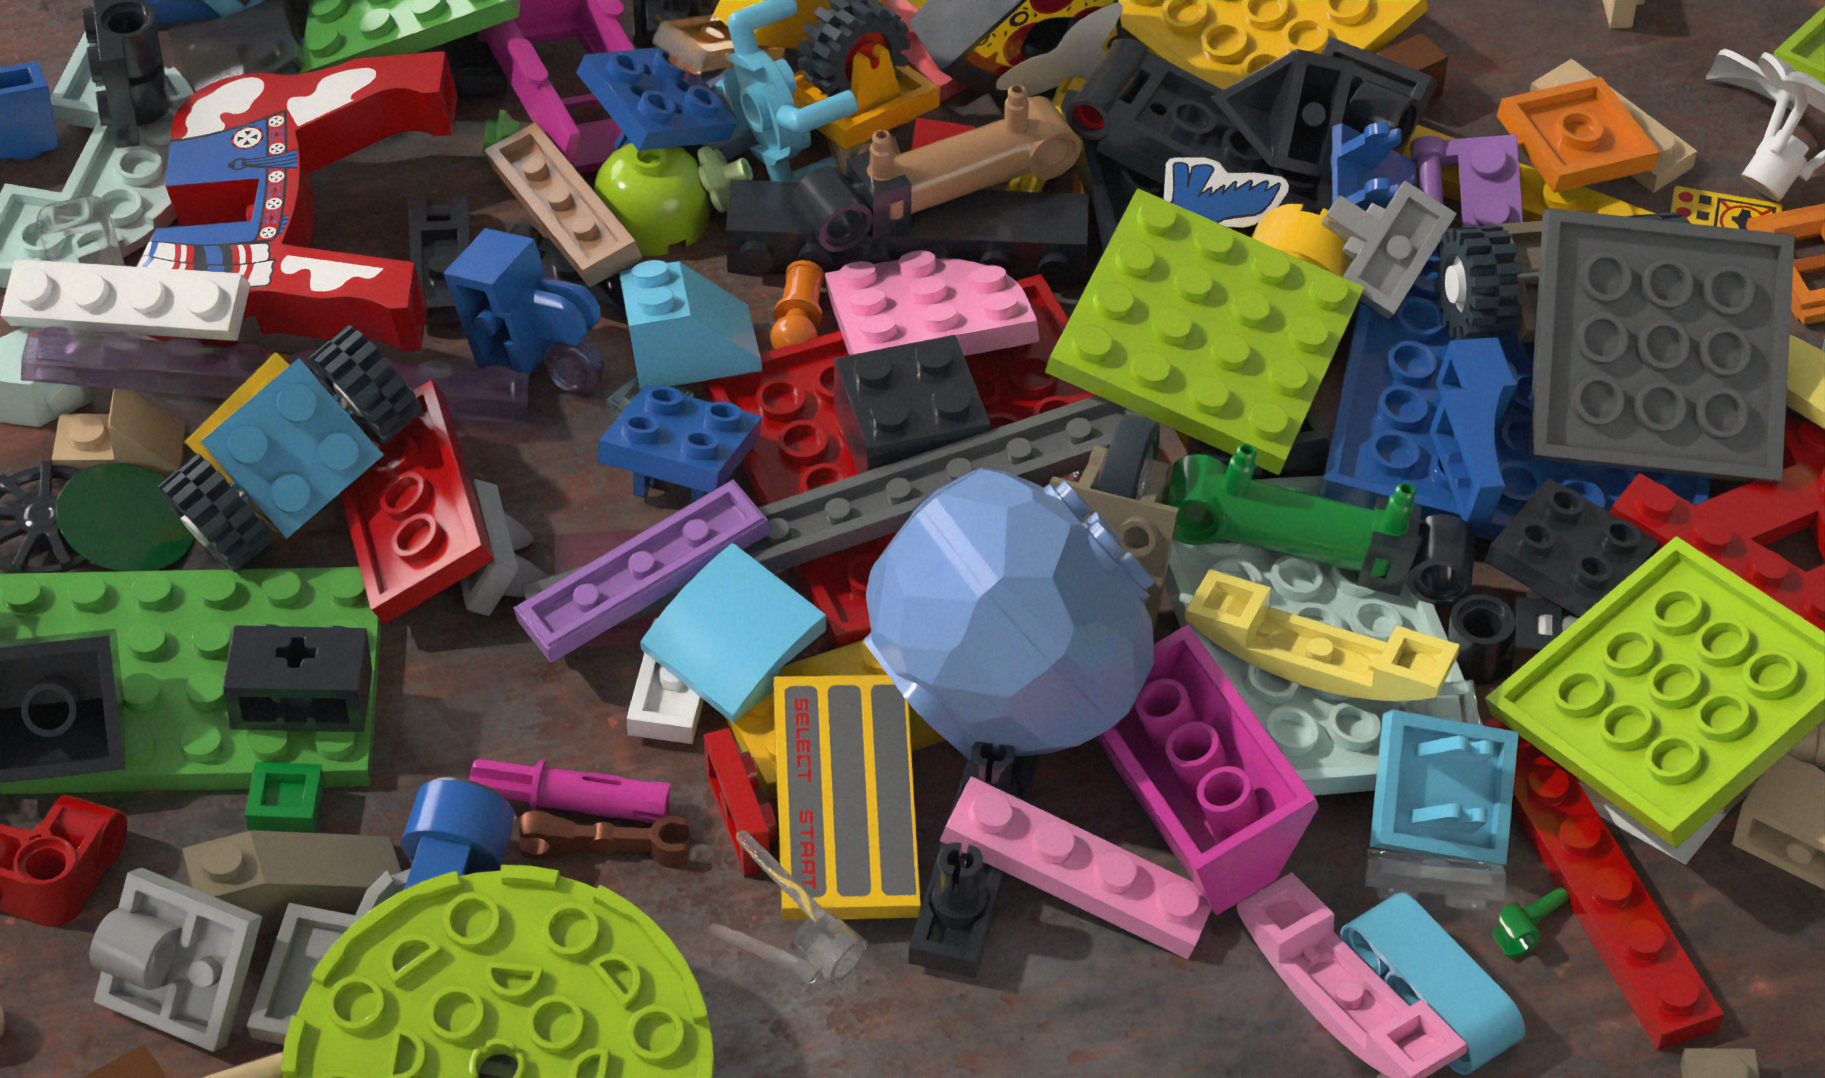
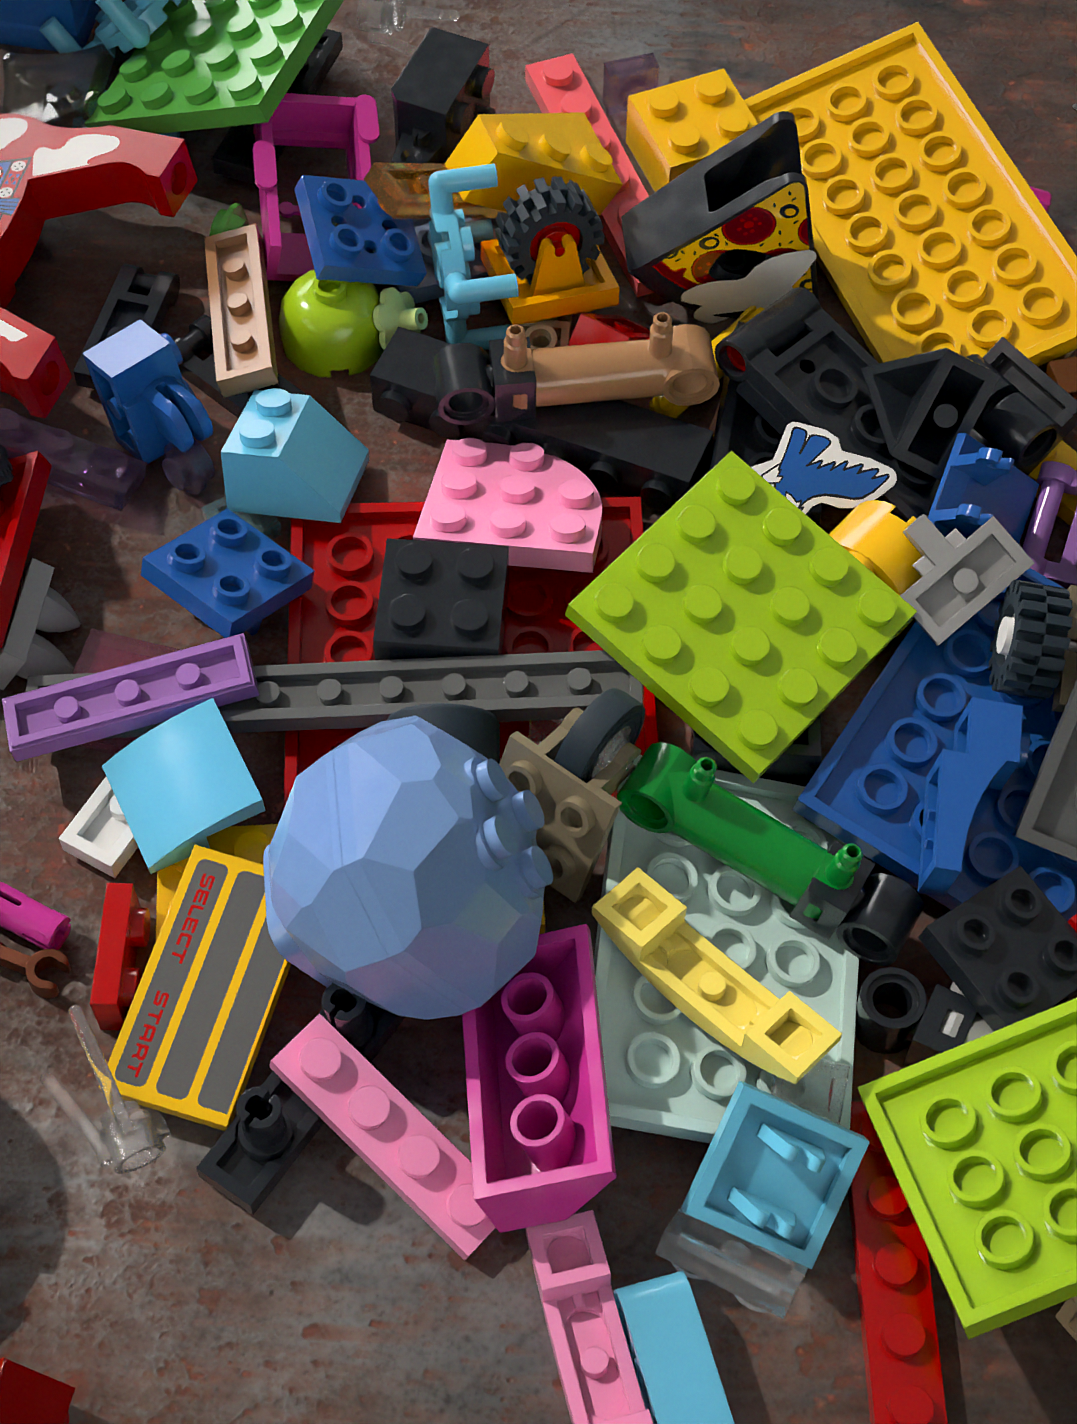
camera: 20 degrees right, 10 degrees up
(798, 311) = (411, 467): orange pin -> none
(1517, 929) = (790, 1342): green hand -> none

